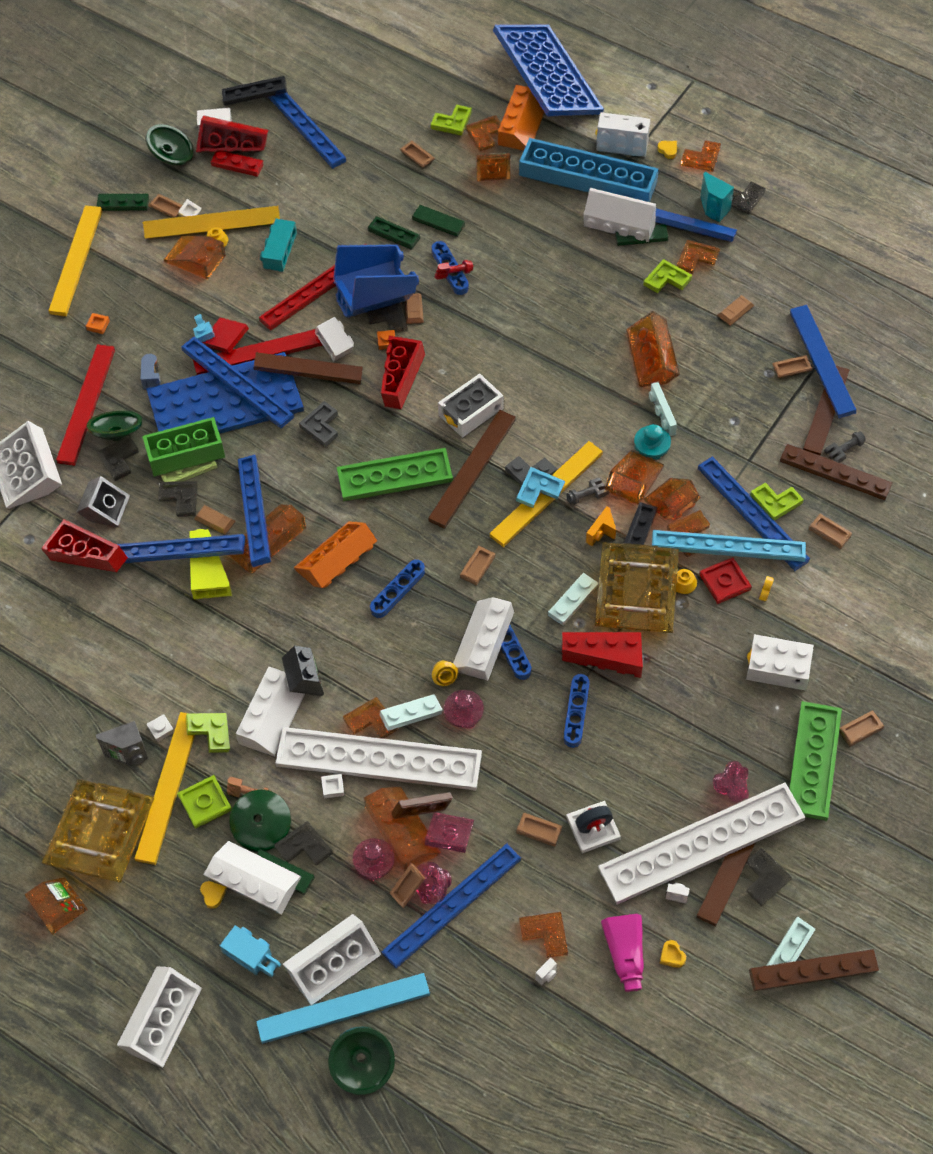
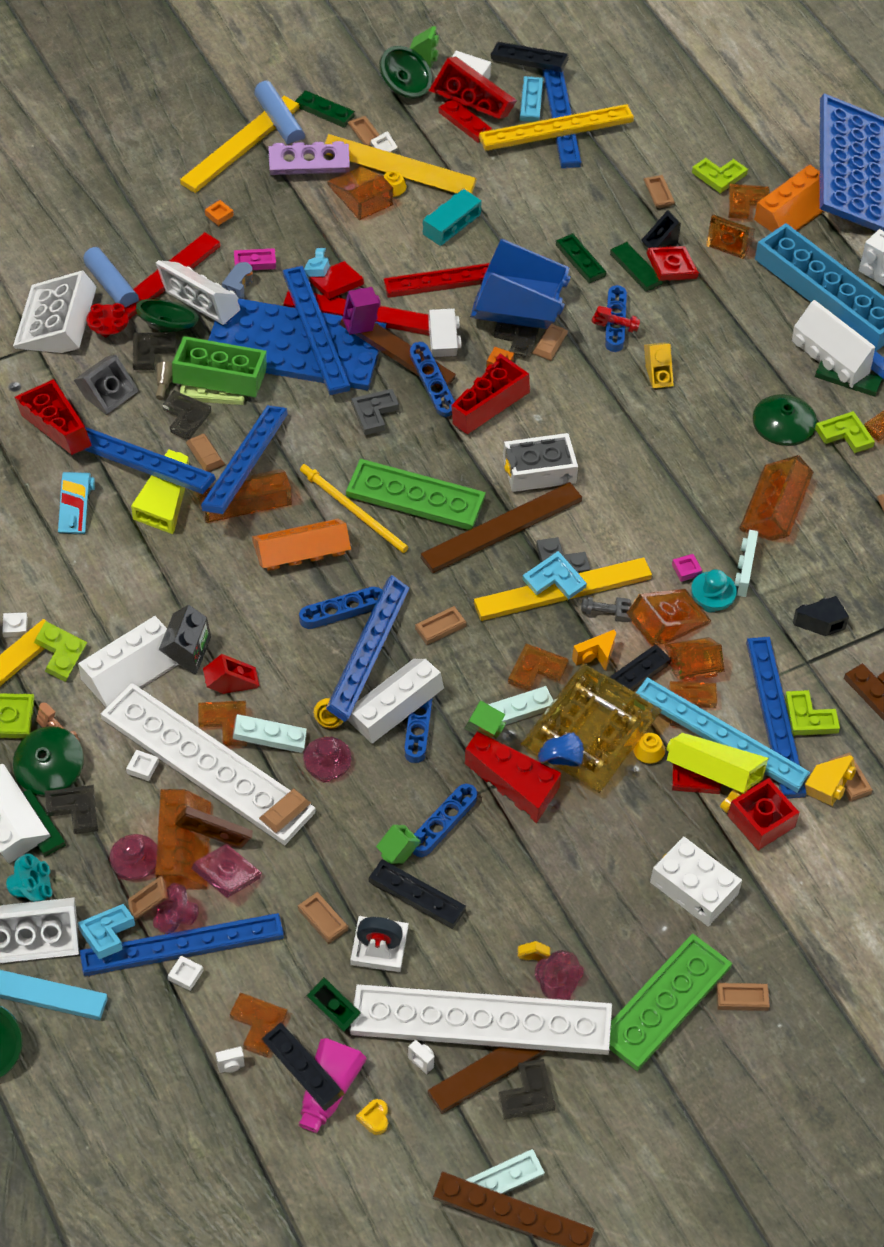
camera: 25 degrees right, 5 degrees down
(48, 416) = (109, 277): none -> medium blue brick
(69, 450) = (107, 318): none -> red dish
(91, 221) = (278, 112): none -> medium blue brick
(118, 263) = (299, 165): none -> lavender brick
(127, 394) = (198, 291): none -> white slope
(141, 608) = (73, 501): none -> medium azure door
(143, 472) = (164, 377): none -> dark tan cone
(154, 345) = (258, 258): none -> dark pink plate
(170, 115) = (426, 44): none -> bright green slope
(268, 351) = (361, 310): none -> magenta brick
(275, 124) = (531, 99): none -> medium azure tile
(308, 497) = (314, 476): none -> yellow bar
(310, 138) = (556, 127): none -> yellow tile
(310, 919) = (30, 879): none -> teal plate
(347, 381) = (434, 378): none -> blue beam
(351, 683) = (230, 675): none -> red slope
(388, 926) = (102, 929): none -> medium azure plate
(441, 610) = (367, 648): none -> blue tile
(443, 185) = (664, 232): none -> black slope
(462, 764) = (285, 810): none -> medium nougat tile
(463, 206) = (672, 263): none -> red tile
(470, 925) = (185, 973): none -> white plate
(505, 288) = (659, 364): none -> yellow slope
(559, 746) = (398, 844): none -> bright green brick
(564, 558) = (534, 662): none -> clear orange plate
(564, 621) = (486, 721): none -> bright green brick
(592, 890) = (332, 1004): none -> dark green slope
(595, 775) = (417, 893): none -> black plate
(604, 947) = (303, 1066): none -> black plate
(617, 288) = (784, 420): none -> dark green dish
(623, 433) = (686, 567): none -> dark pink plate
(633, 615) = (562, 750): none -> blue hair
(703, 773) = (533, 951): none -> yellow tile
(740, 423) = (822, 617): none -> black slope
(741, 567) = (717, 761): none -> neon yellow slope
(794, 589) = (763, 814): none -> red brick
(821, 541) = (829, 779): none -> yellow slope

